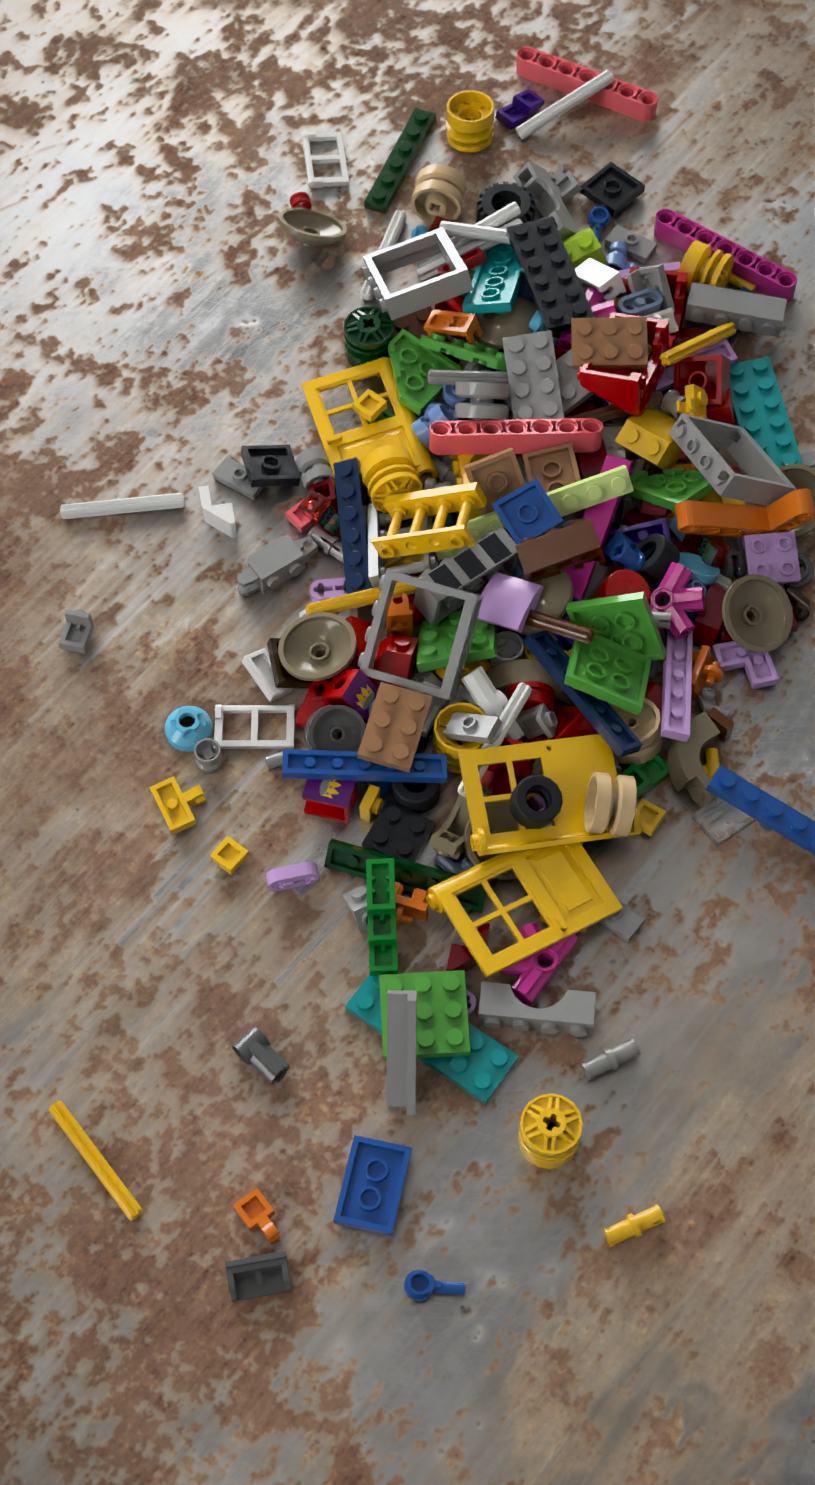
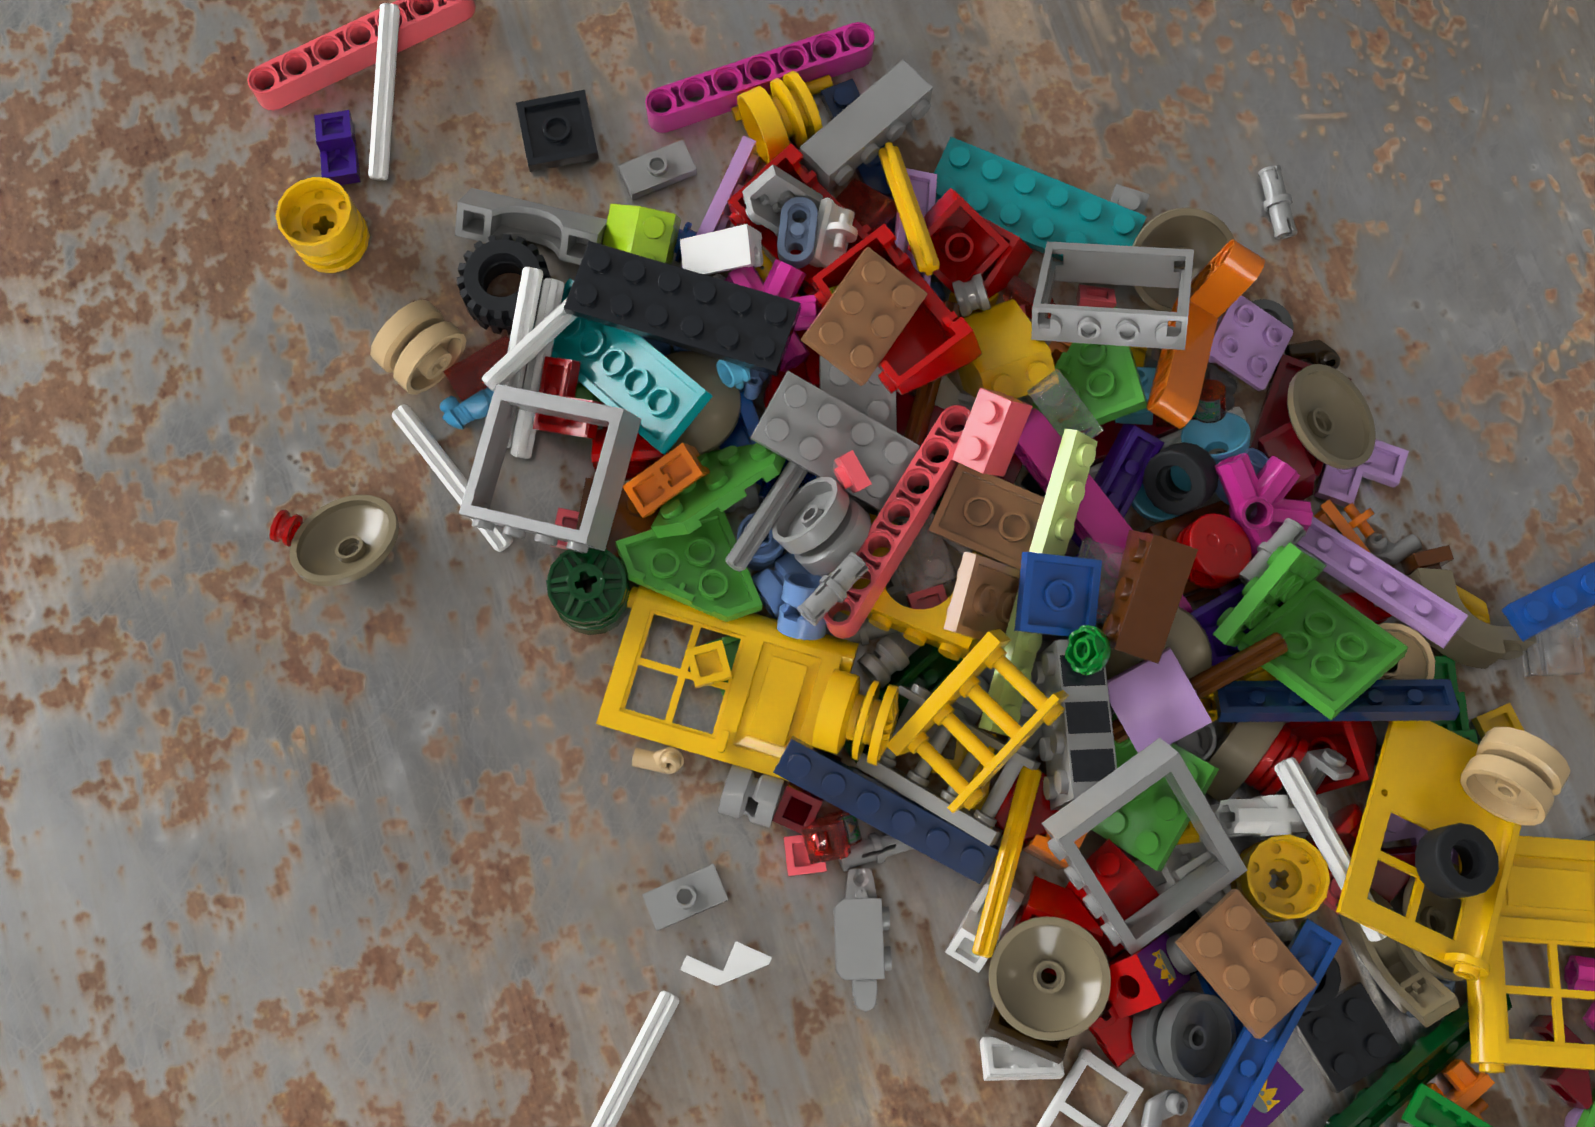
camera: 60 degrees left, 15 degrees up
(270, 465) = (702, 849): black plate -> none
(304, 425) = (665, 760): none -> tan arm
(319, 182) = (175, 440): white window -> none
(331, 587) = (950, 899): lavender beam -> none
(371, 803) = (1296, 1051): yellow plate -> none
(400, 160) = (306, 352): dark green plate -> none
(448, 415) = (833, 588): none -> light grey pin
(472, 727) = (1302, 866): light grey plate -> none
(506, 538) = (1088, 650): none -> green plate
(518, 388) = (851, 473): none -> coral plate
(565, 183) = (508, 179): light grey plate -> none
(597, 441) = (992, 432): none -> coral brick
(598, 219) = (592, 179): blue plate -> none
(617, 256) = (688, 206): medium blue piece -> none
(624, 552) = (1152, 508): blue piece -> none
(643, 471) = (1063, 406): none -> clear slope
(695, 401) = (1005, 285): yellow plate -> none

